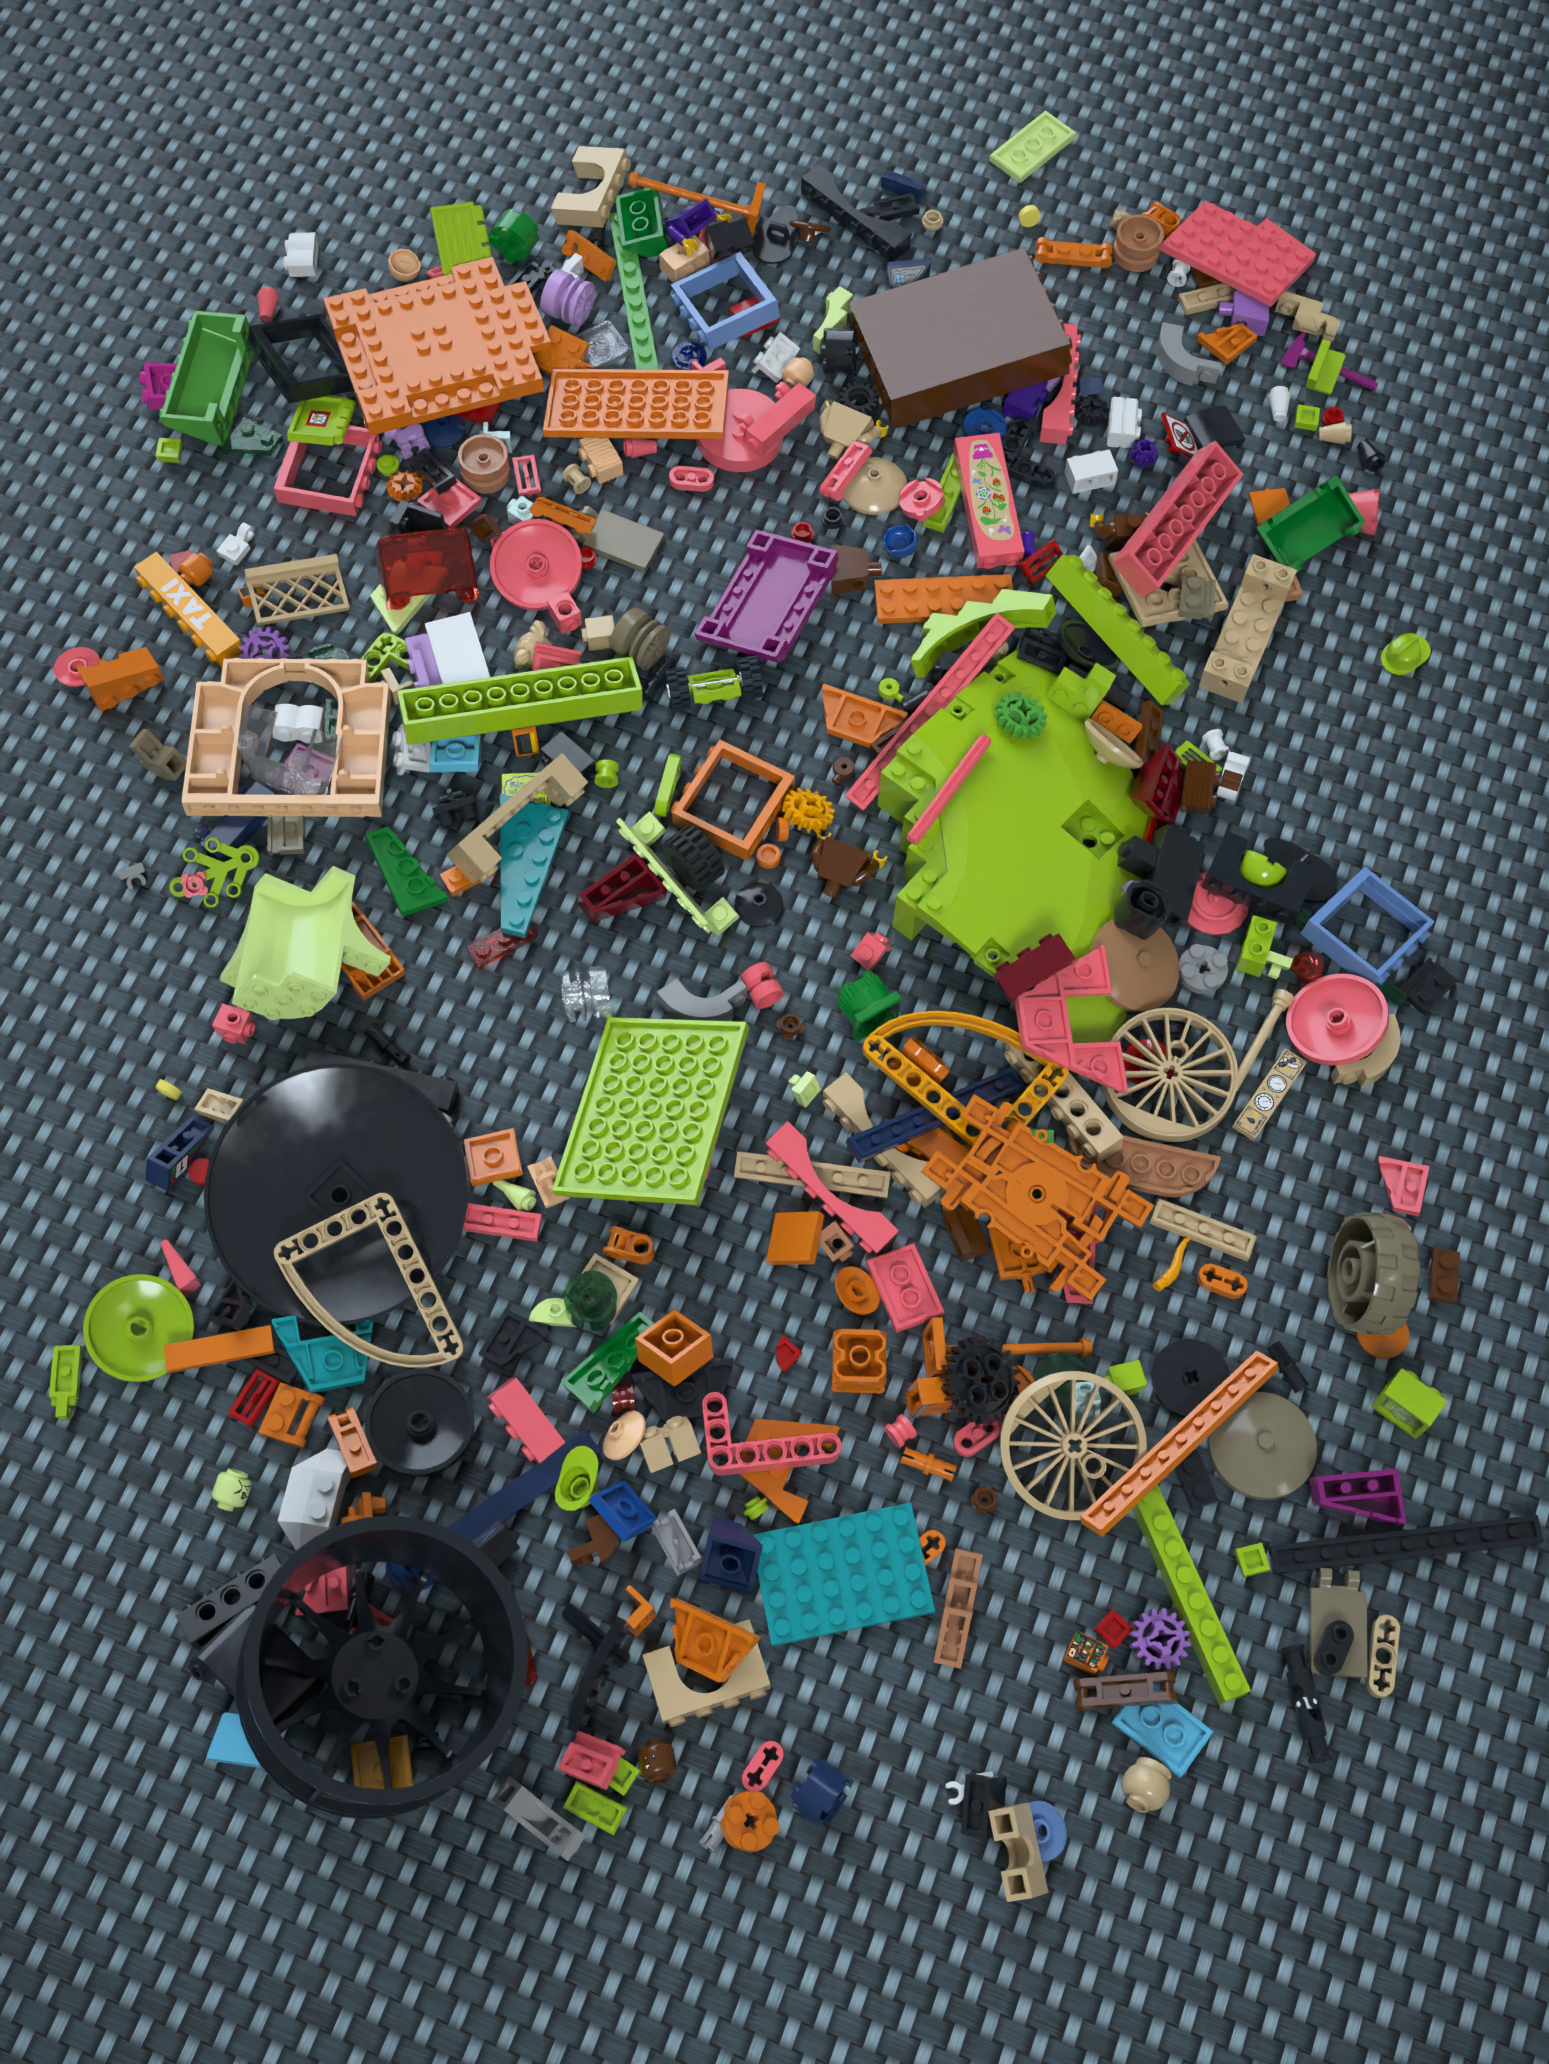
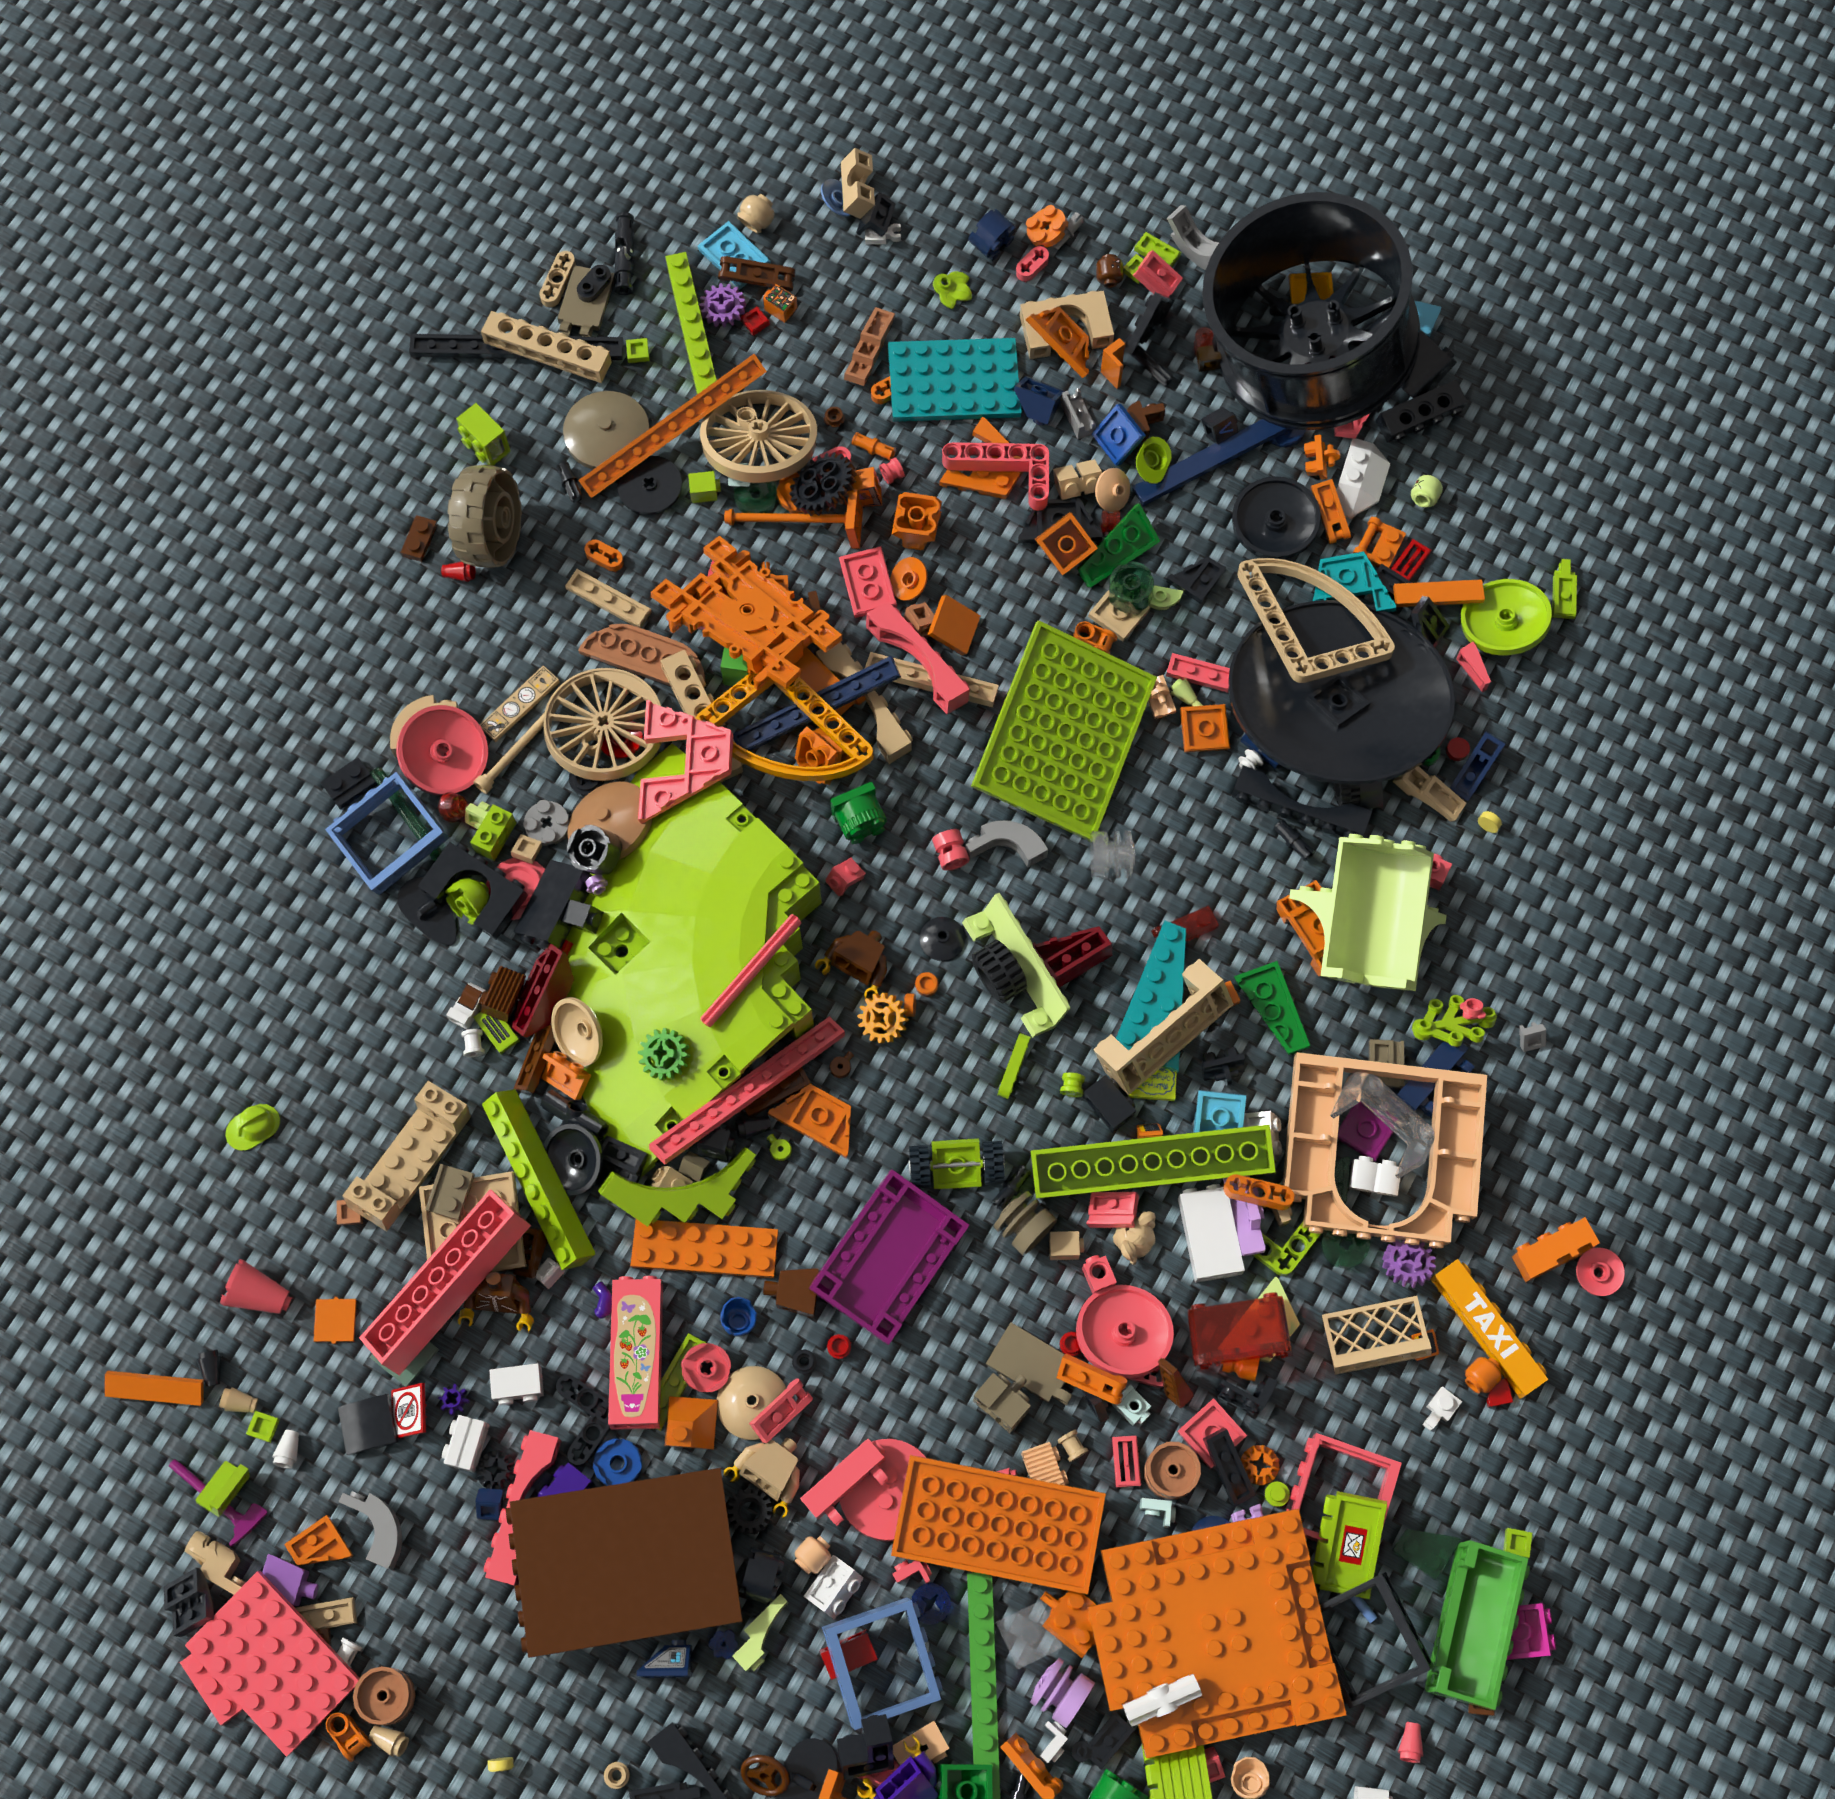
camera: 170 degrees left, 5 degrees up
(156, 758) = (1511, 1154): dark tan brick -> none
(395, 678) = (1277, 1189): none -> orange beam
(481, 281) = (1162, 1700): none -> white piece
(524, 1420) = (1194, 512): coral wedge -> none
(644, 495) = (1003, 1402): none -> dark tan brick
(693, 478) = (948, 1430): coral plate -> none
(720, 838) = (979, 1071): orange window -> none
(756, 1507) = (1014, 430): lime plate -> none
(786, 1354) = (973, 543): red tile -> none
(790, 1019) = (930, 809): reddish brown plate -> none
(804, 1088) = (926, 754): yellowish green tile -> none
(859, 1712) = (954, 289): none -> lime plate
(926, 455) = (691, 1423): none -> orange slope
(1028, 570) = (595, 1275): red tile -> none
(1033, 966) = (706, 795): dark red wedge -> none
(1073, 253) = (460, 1703): orange plate -> none
(1078, 694) = (594, 1096): lime brick -> none
(1172, 1272) = (642, 568): light orange animal -> none
(1196, 1481) = (664, 404): black plate -> none
(1216, 935) = (526, 849): none -> tan plate
(1310, 524) = (310, 1274): green windscreen -> none
(1321, 285) = (189, 1602): none -> black slope
(1332, 416) = (234, 1424): red plate -> none
(1362, 1494) = (542, 380): magenta wedge -> none
(1404, 1184) = (427, 611): coral wing -> none
(1414, 435) = (154, 1388): none -> orange tile
(1438, 1544) = (553, 355): none -> tan brick

